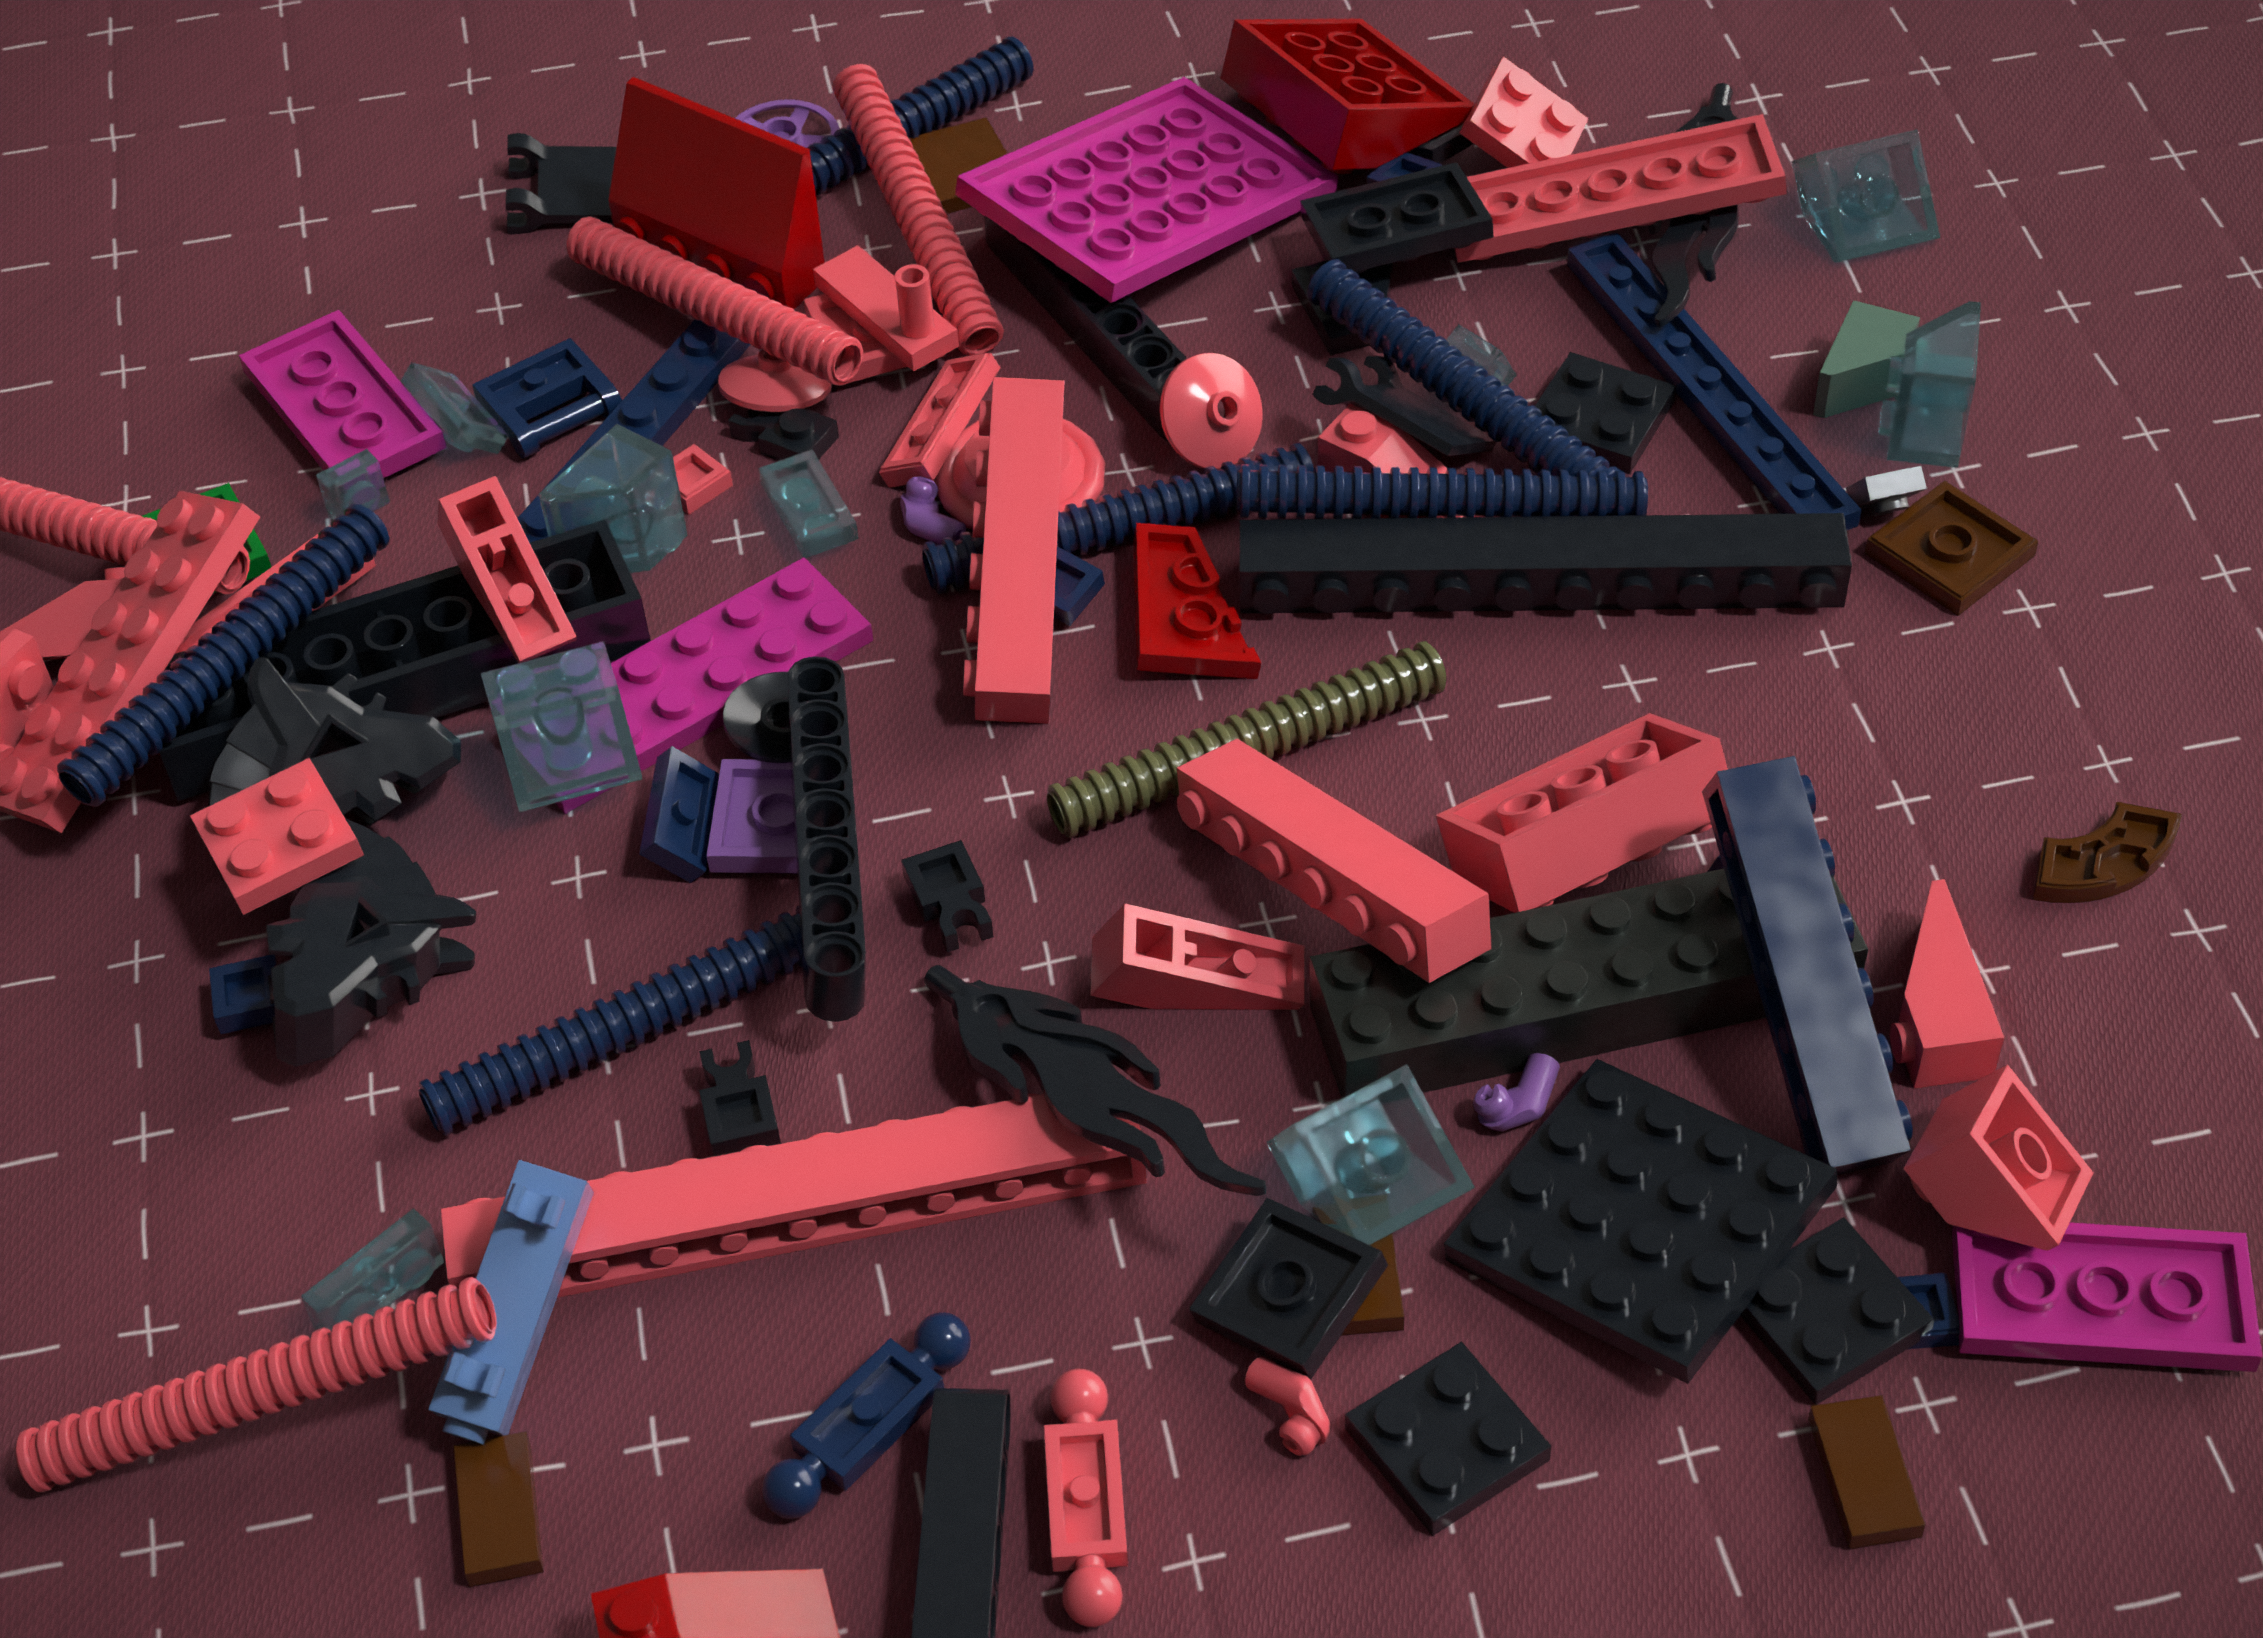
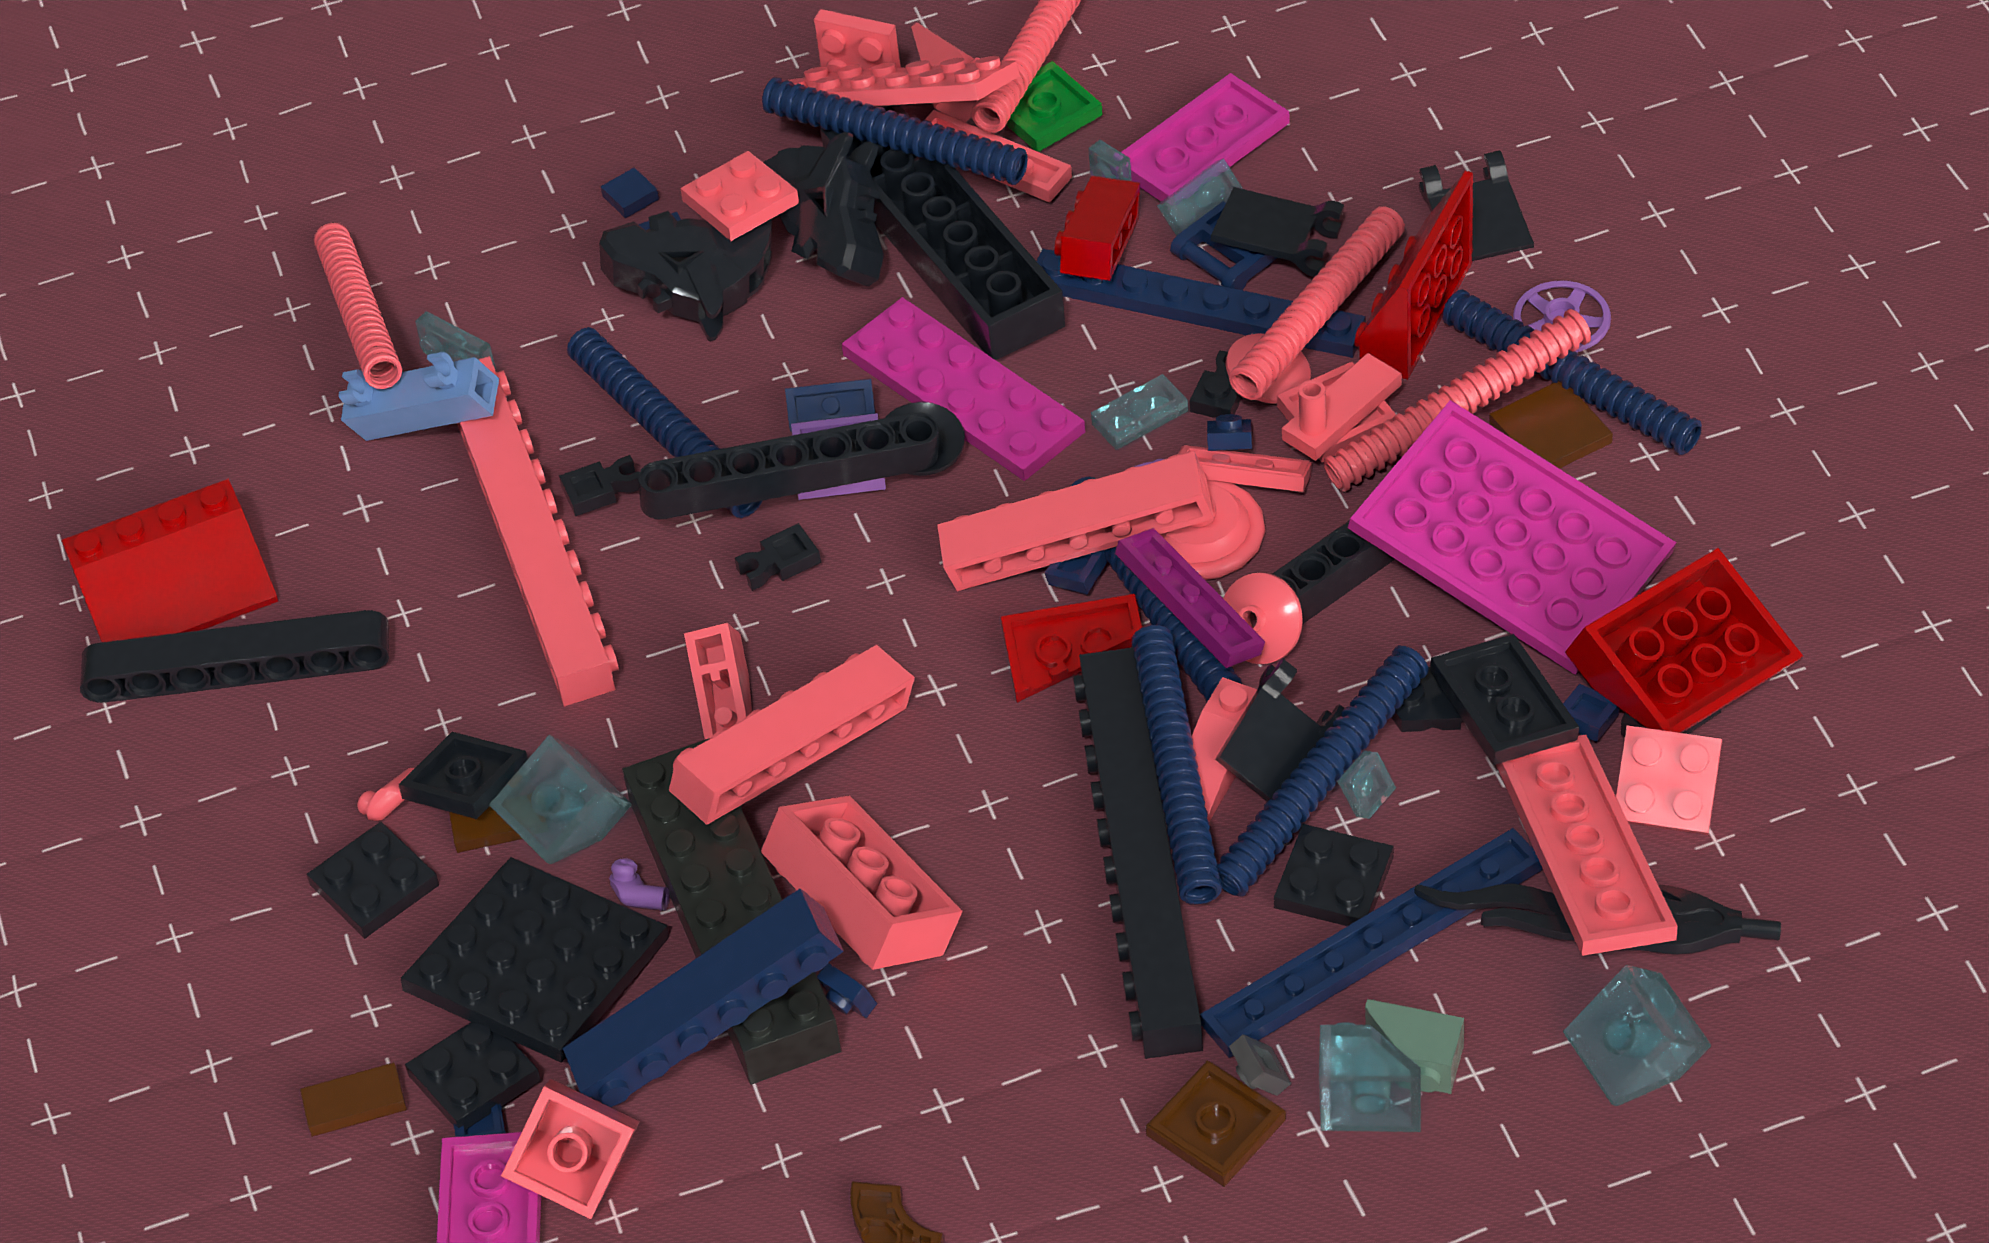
camera: 85 degrees right, 0 degrees up
(119, 1042) = (629, 192): none -> dark blue tile
(444, 469) = (1098, 227): none -> red brick
(498, 1509) = (311, 445): reddish brown tile -> none
(503, 569) = (980, 242): coral slope -> none
(543, 340) = (1278, 227): none -> black flag
(561, 726) = (875, 318): clear light blue slope -> none
(628, 485) = (1095, 299): clear light blue slope -> none
(699, 478) = (1164, 346): coral tile -> none
(865, 1415) = (374, 589): dark blue plate -> none
(880, 423) = (1229, 433): none -> dark blue plate
(1078, 1075) = (602, 629): black piece -> none
(1085, 1498) = (321, 703): coral plate -> none
(1179, 453) = (1190, 597): none -> magenta plate
(1268, 730) = (943, 699): olive piece -> none
(1946, 1015) = (734, 1119): coral slope -> none

